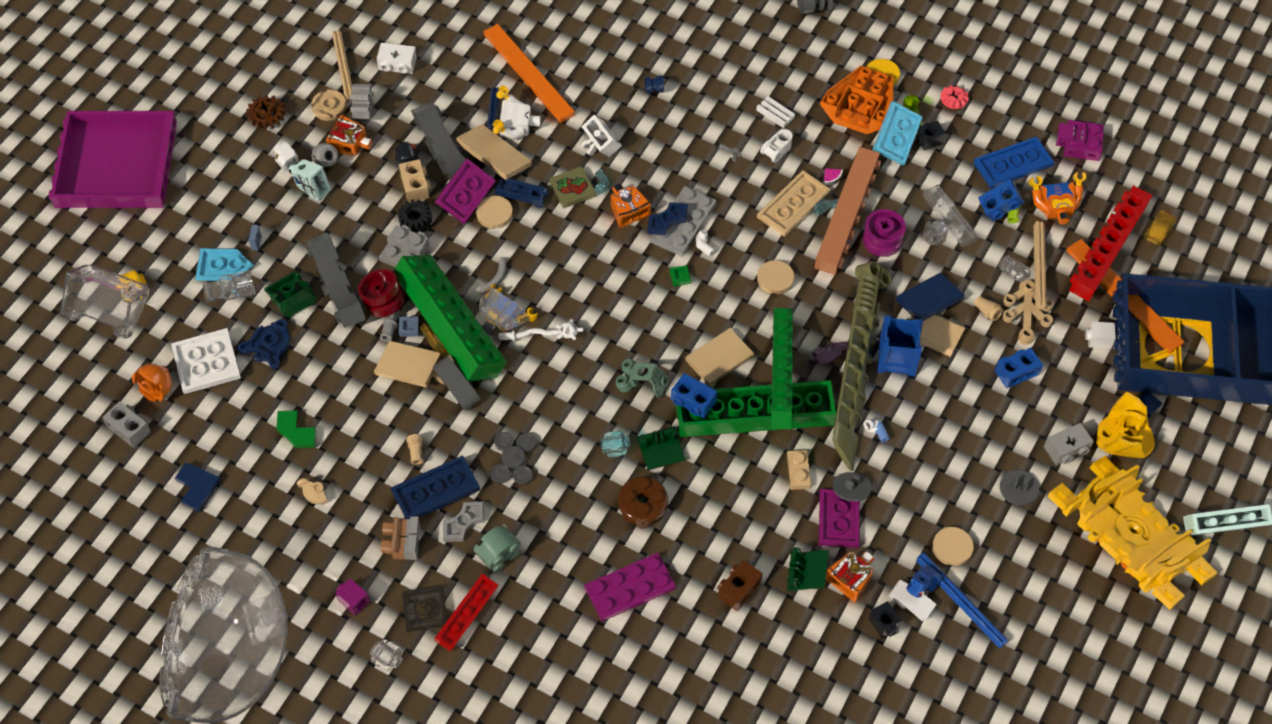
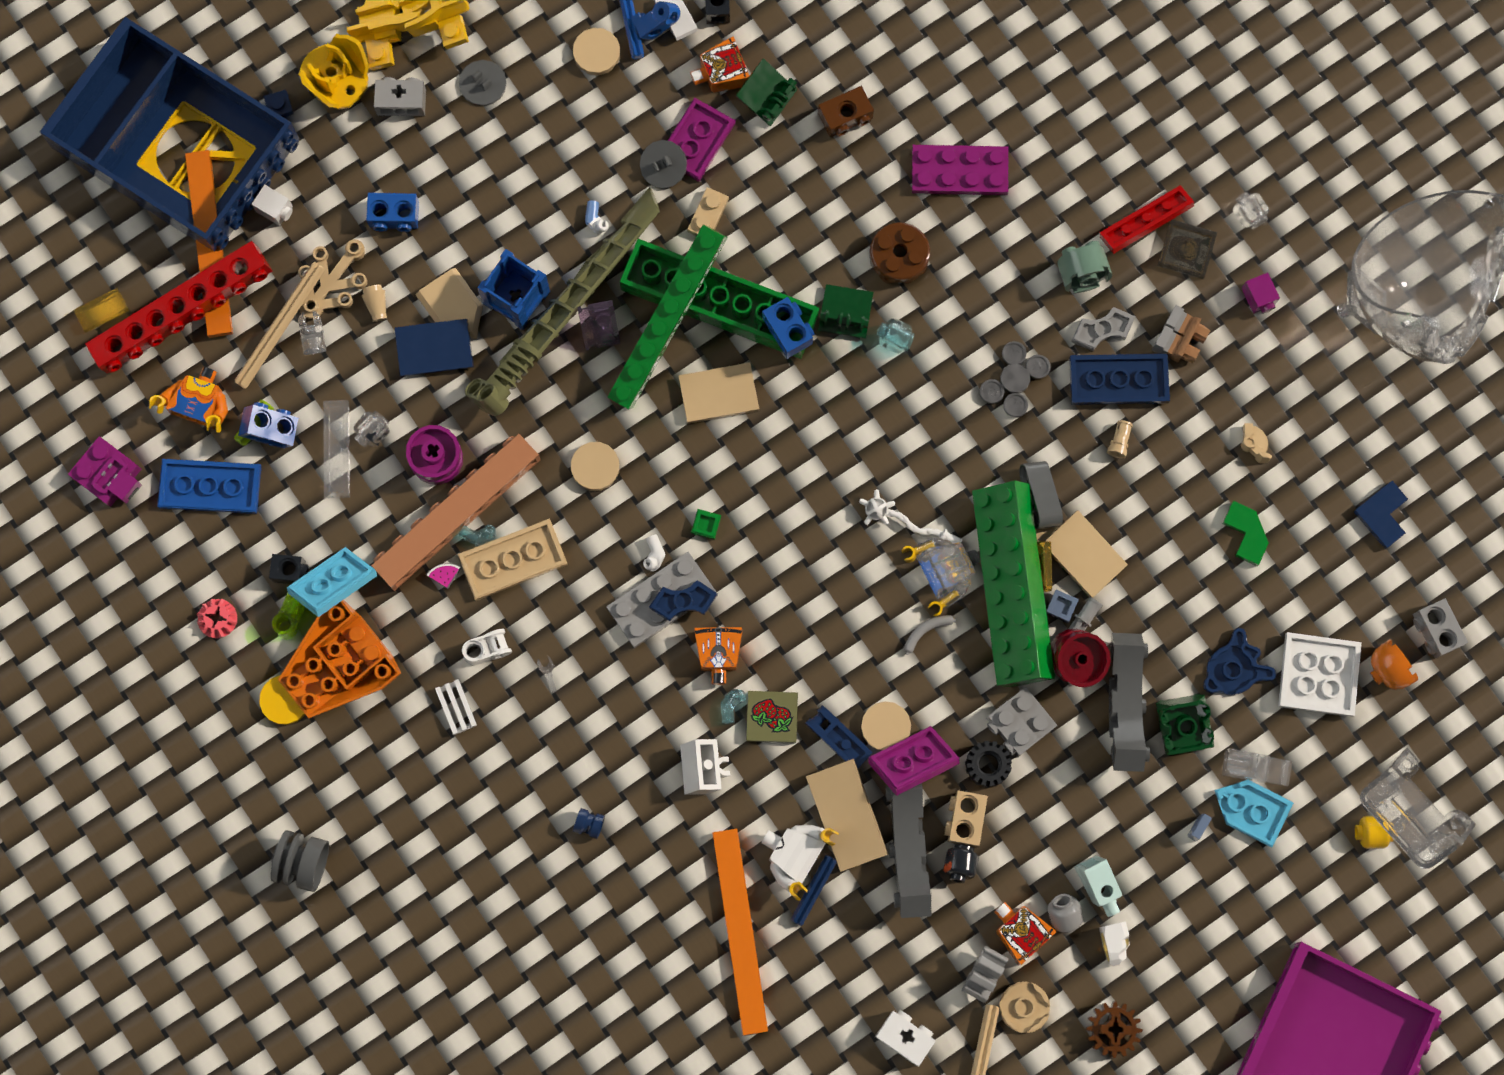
camera: 155 degrees left, 20 degrees up
(633, 374) = (828, 413): sand green piece -> none

